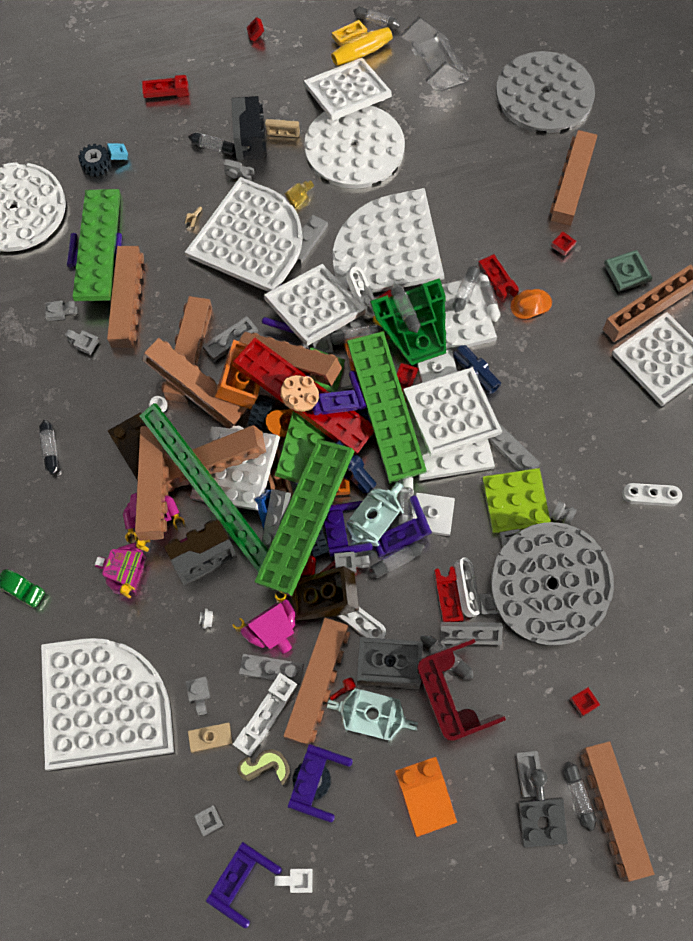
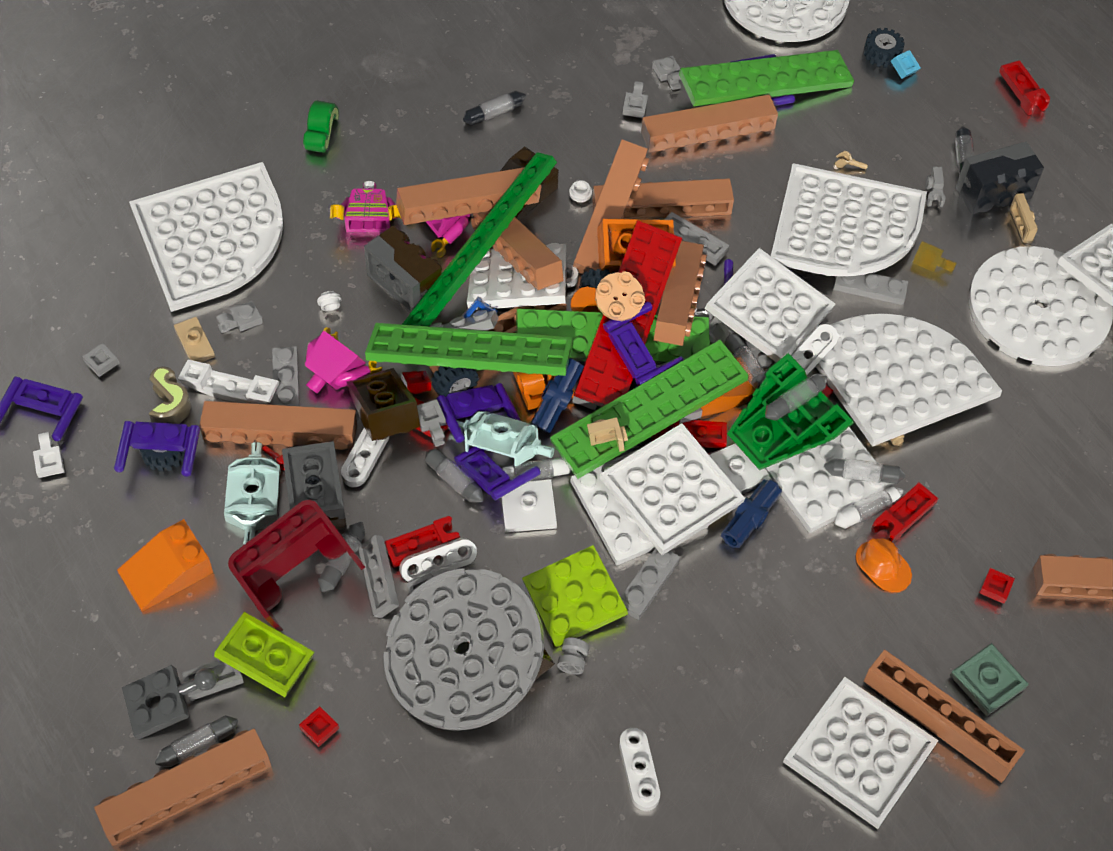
camera: 70 degrees right, 10 degrees down
(402, 440) = (605, 431): none -> tan bracket
(522, 730) = (264, 654): none -> lime plate

